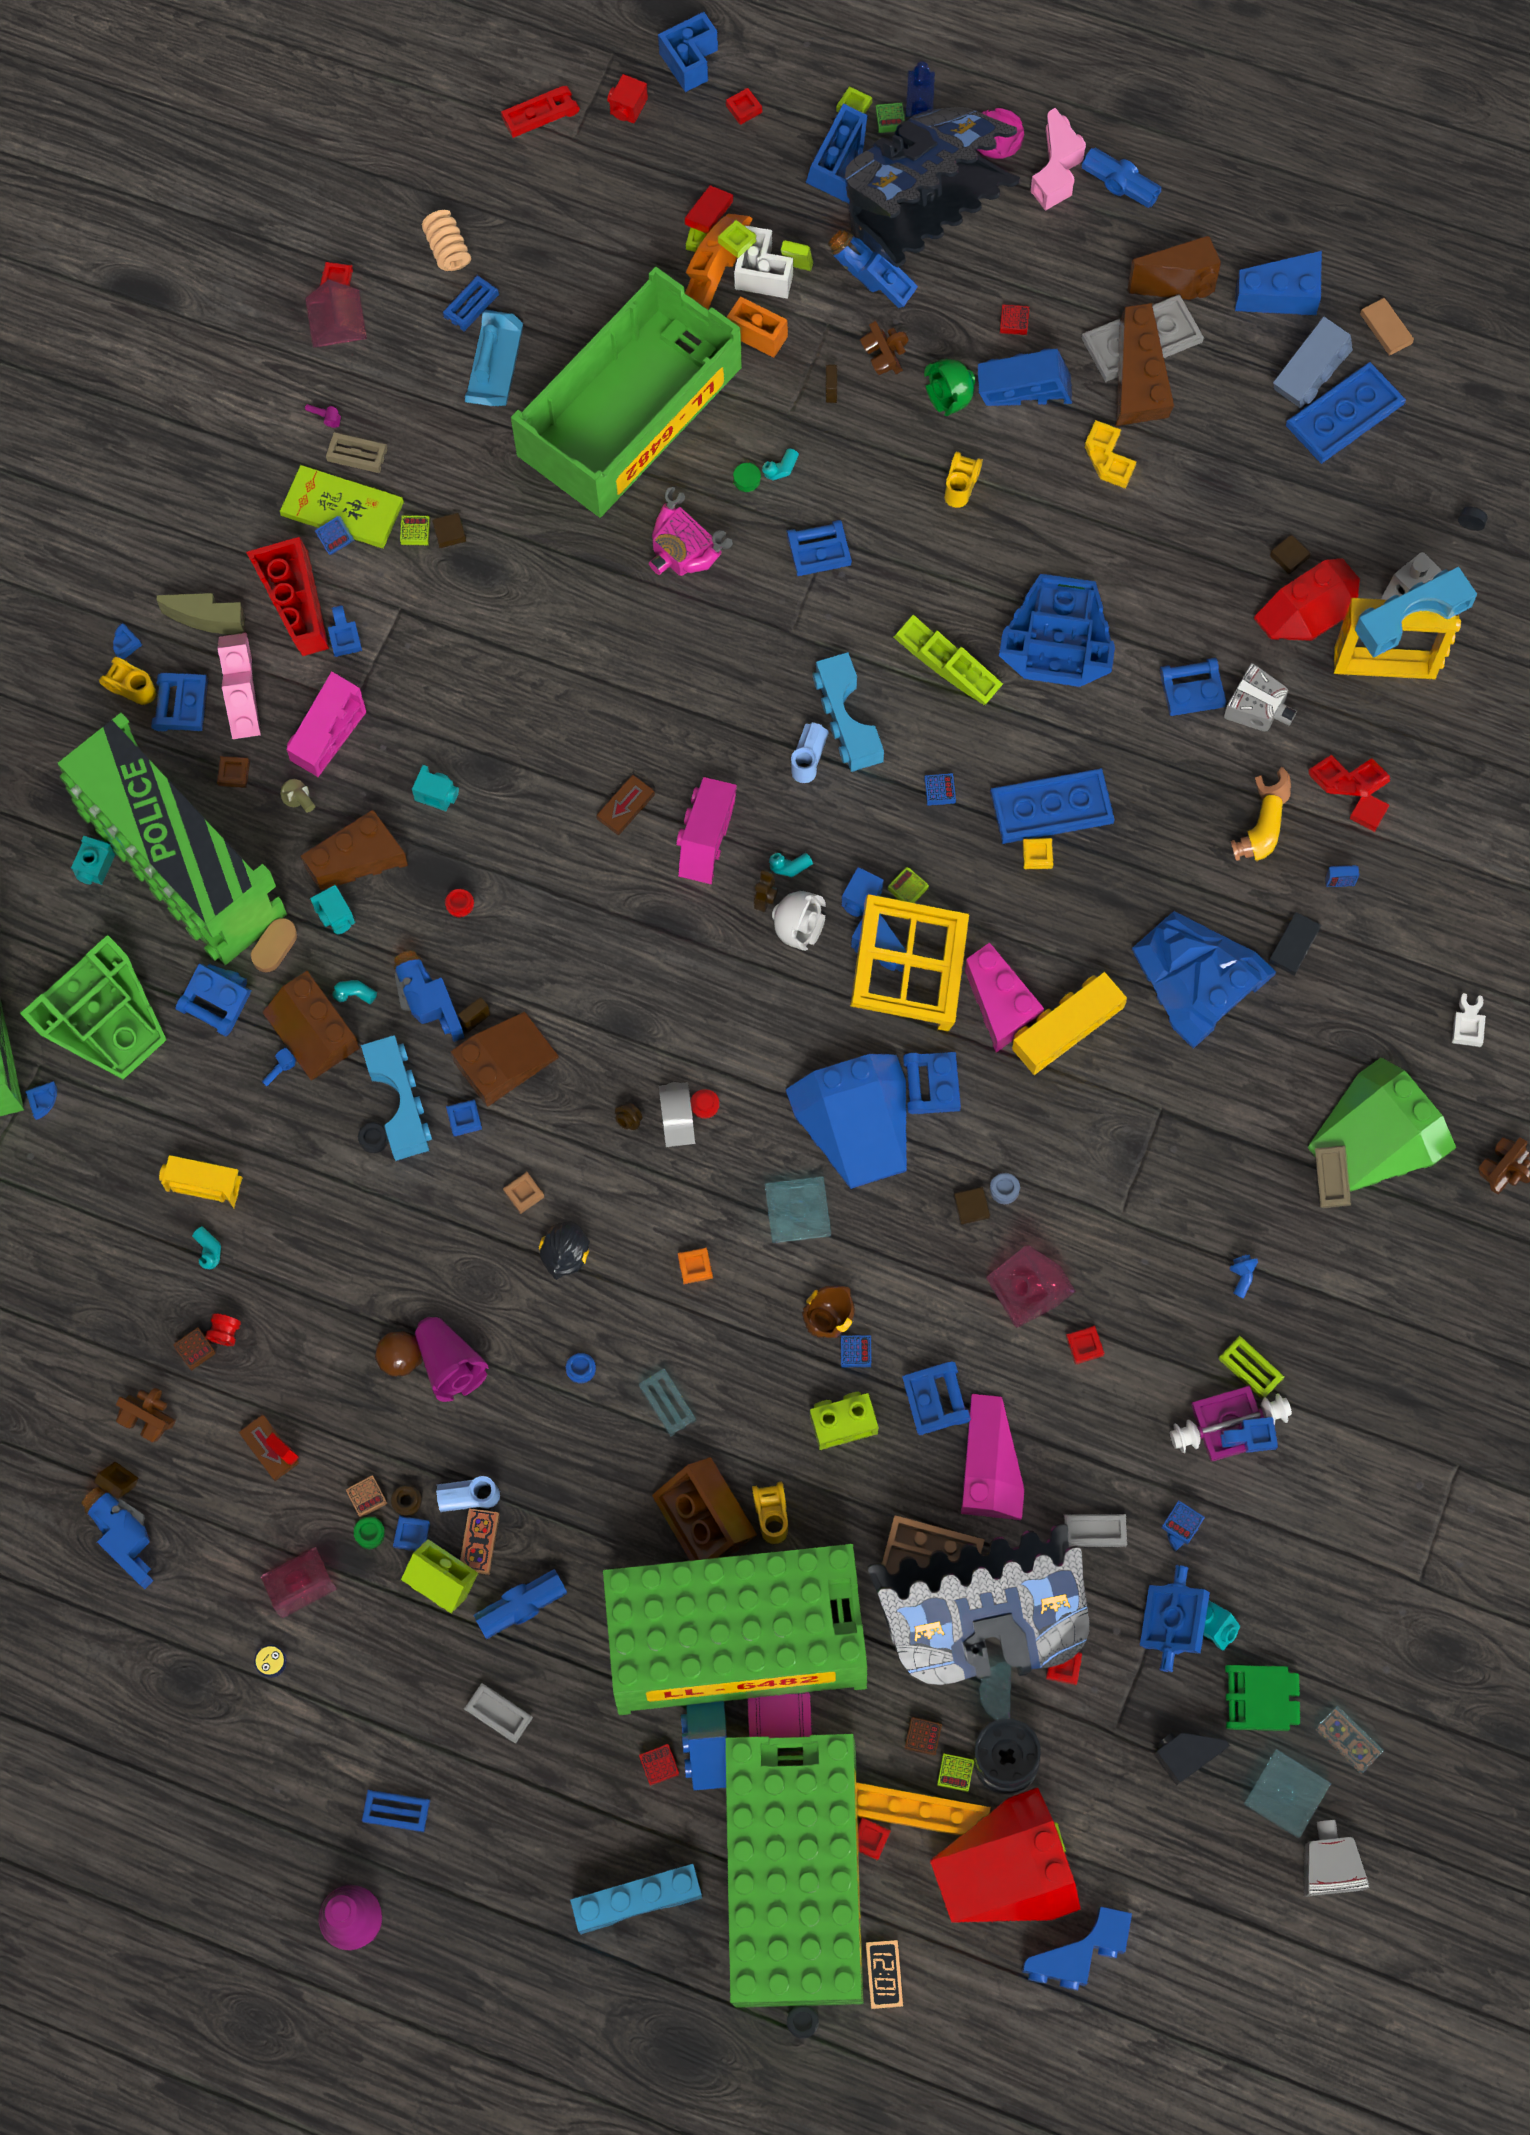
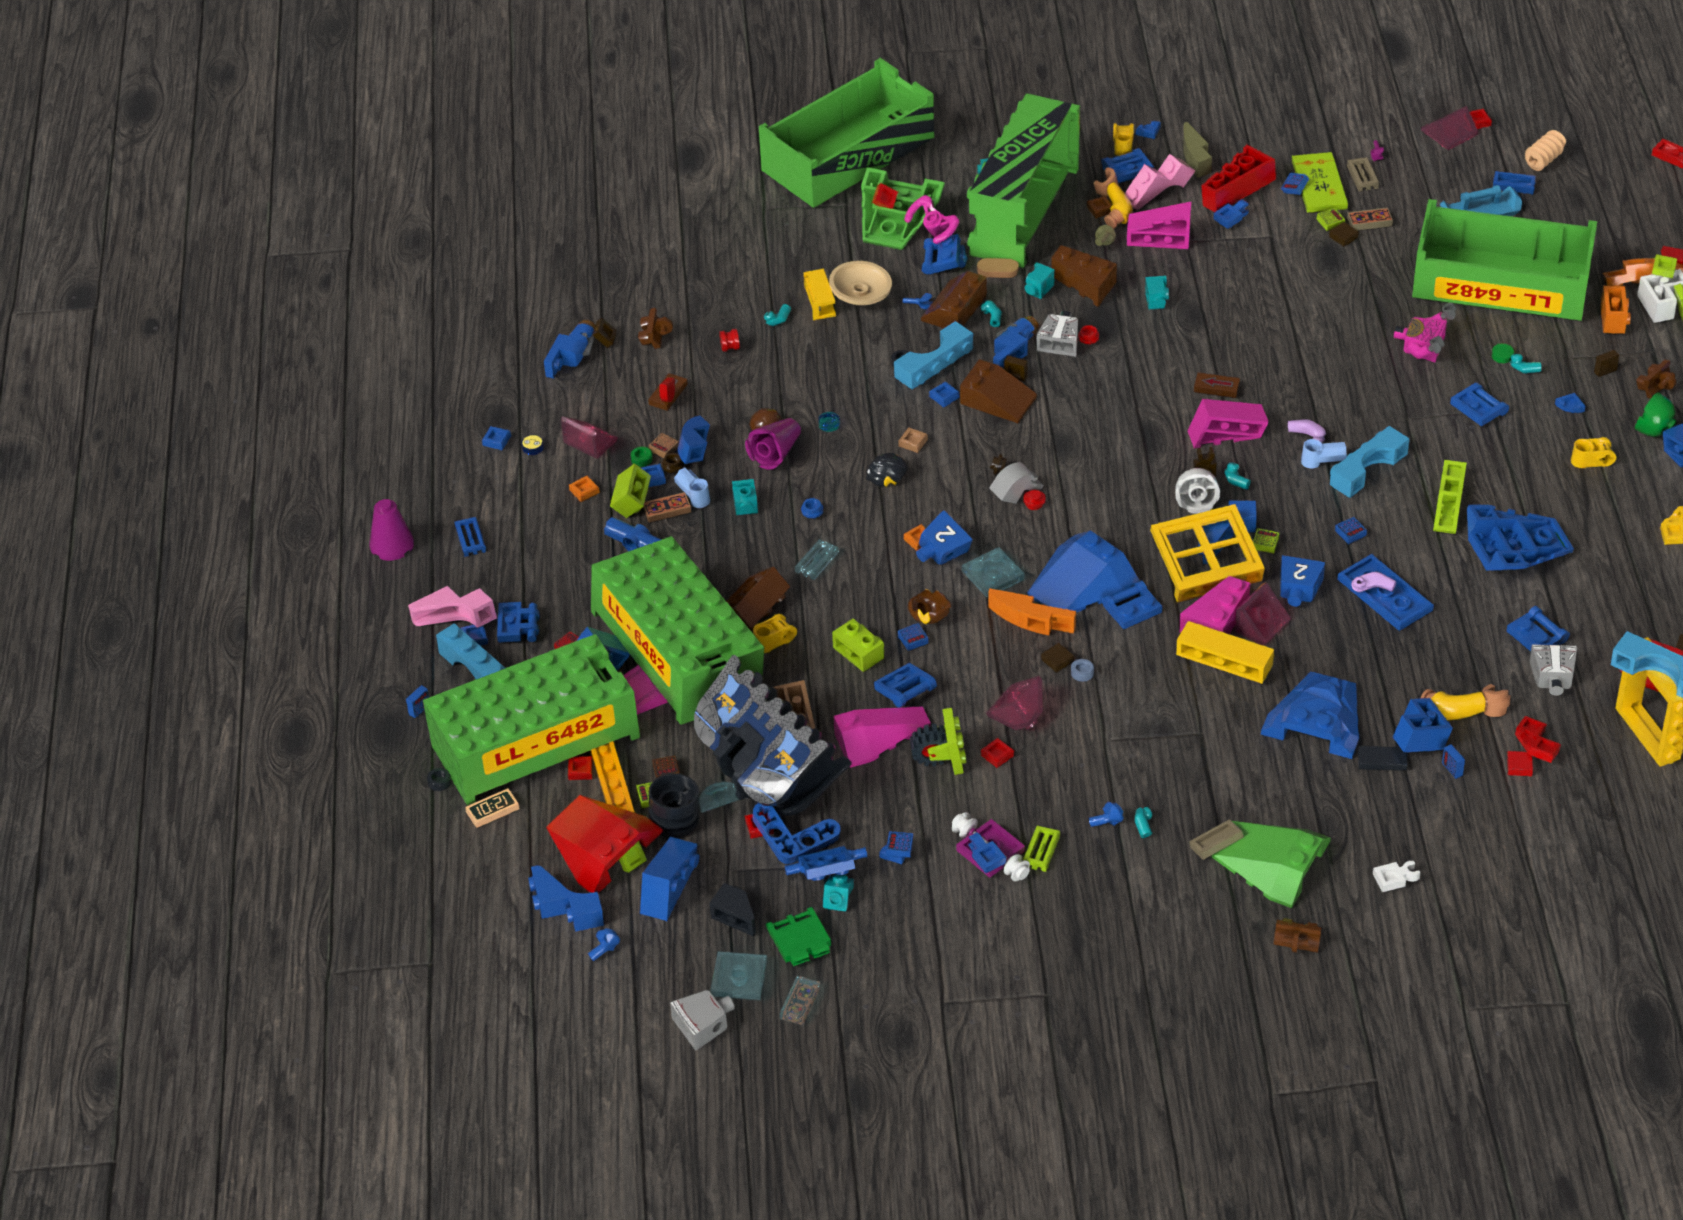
camera: 65 degrees right, 25 degrees down
(42, 1099) = (825, 212): blue tile -> none
(80, 1017) = (884, 196): none -> red tile
(159, 979) = (936, 223): none -> dark pink piece
(194, 1349) = (709, 336): tile -> none
(217, 1107) = (860, 282): none -> tan dish
(230, 1702) = (496, 438): none -> blue tile
(259, 748) = (1121, 204): none -> piece
(387, 1629) = (584, 488): none -> orange tile
(397, 1467) = (693, 440): none -> blue brick
(434, 1276) = (828, 421): none -> tile
(440, 488) = (1370, 219): none -> tile
(443, 933) = (1058, 334): none -> light grey torso
(498, 1713) = (559, 558): light grey tile -> none
(516, 1895) = (448, 606): none -> bright pink arch
(529, 1450) = (744, 497): none -> teal brick
(577, 1877) = (477, 634): none -> blue tile
(582, 1823) = (510, 622): none -> blue plate
(664, 1997) = (415, 701): none -> blue tile
(727, 1243) = (943, 540): none -> blue torso
(756, 745) = (1307, 427): none -> lavender arm
(866, 454) = (1570, 403): none -> blue tile
(886, 1209) = (1023, 612): none -> orange slope
(995, 886) = (1300, 579): none -> blue torso
(1031, 955) = (1261, 616): none -> clear pink slope
(1037, 853) = (1343, 597): yellow tile -> none
(1042, 811) = (1372, 580): none -> lavender arm
(1060, 1402) = (940, 743): none -> plate
(1096, 1530) = (866, 806): light grey tile -> none
(1107, 1808) = (667, 877): none -> blue wedge
(1116, 1637) = (793, 842): none -> blue beam
(1166, 1924) = (608, 940): none -> blue plate
(1269, 1242) = (1141, 822): none -> teal arm
(1287, 877) = (1422, 727): none -> blue brick

